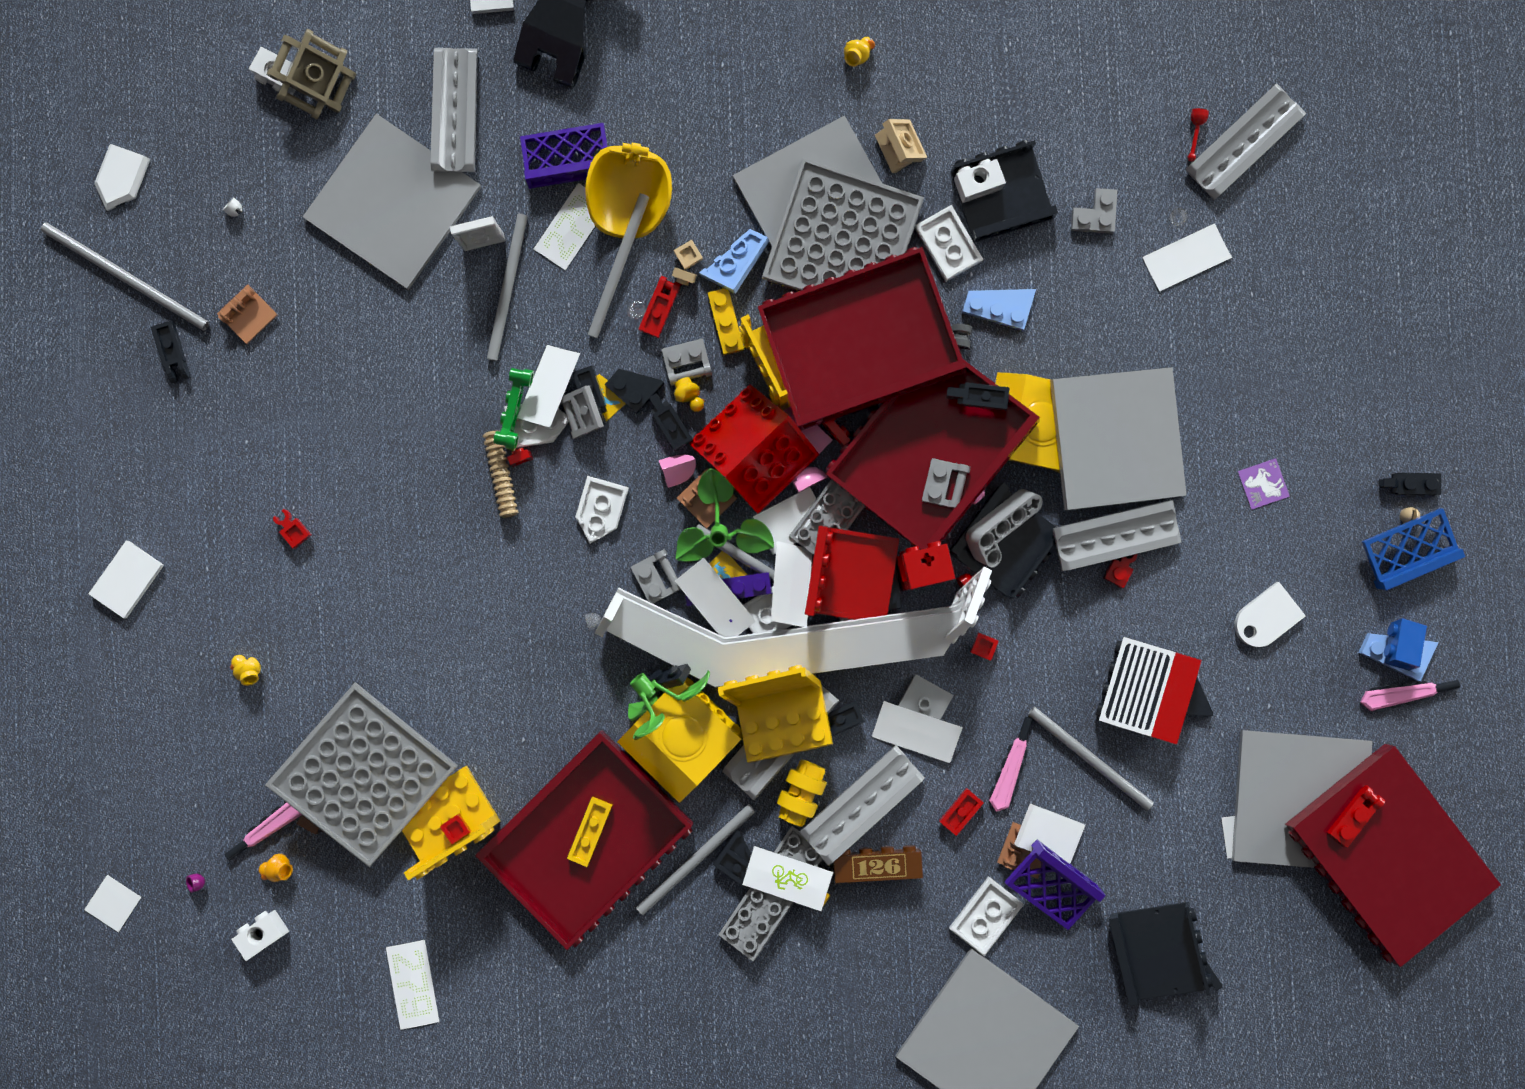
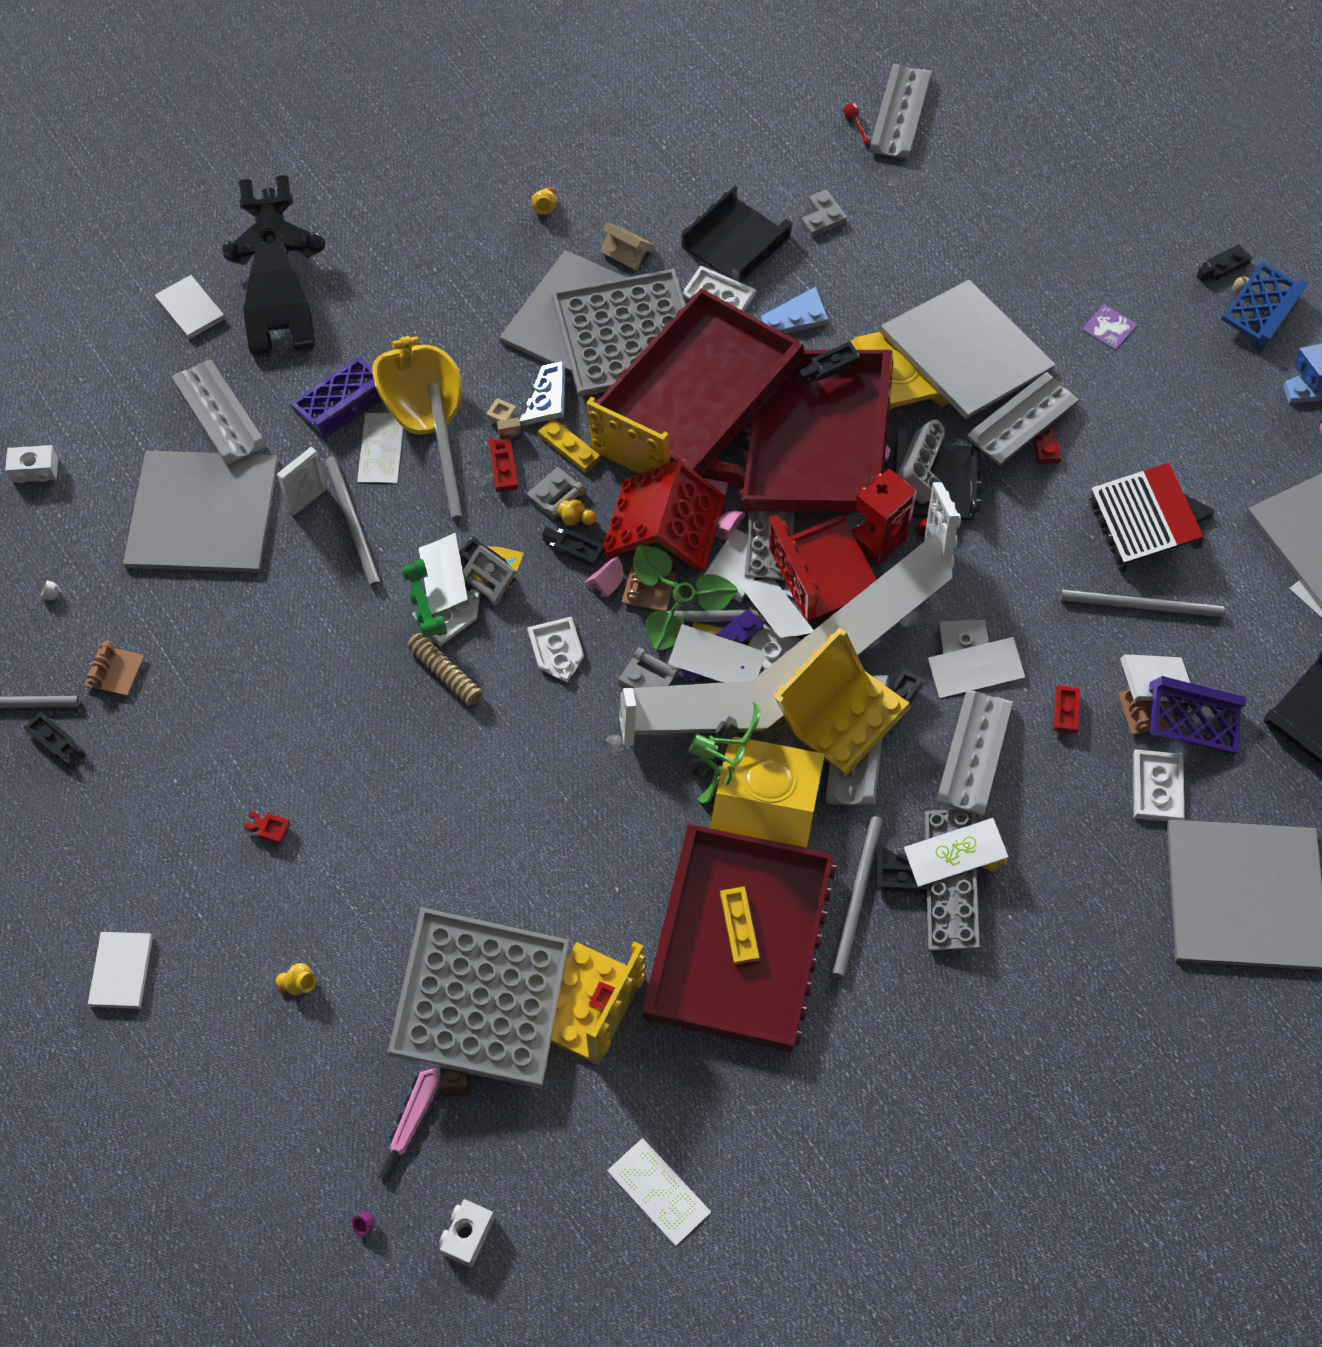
camera: 30 degrees left, 25 degrees down
(112, 903) = (284, 1307): white sticker -> none
(276, 869) = (445, 1155): light orange animal -> none
(312, 73) = (69, 441): dark tan brick -> none
(519, 457) = (454, 645): red plate -> none
(633, 388) = (521, 538): black wing -> none
(798, 801) = (914, 778): yellow piece -> none
(878, 865) = (1030, 795): reddish brown brick -> none
(938, 483) = (845, 451): light grey plate -> none
(970, 189) = (711, 235): white brick -> none
(984, 646) = (981, 566): red plate -> none
(1007, 779) = (1084, 661): bright pink sword -> none
(1187, 257) = (918, 208): white sticker -> none
(1268, 615) = (1195, 413): white tile -> none

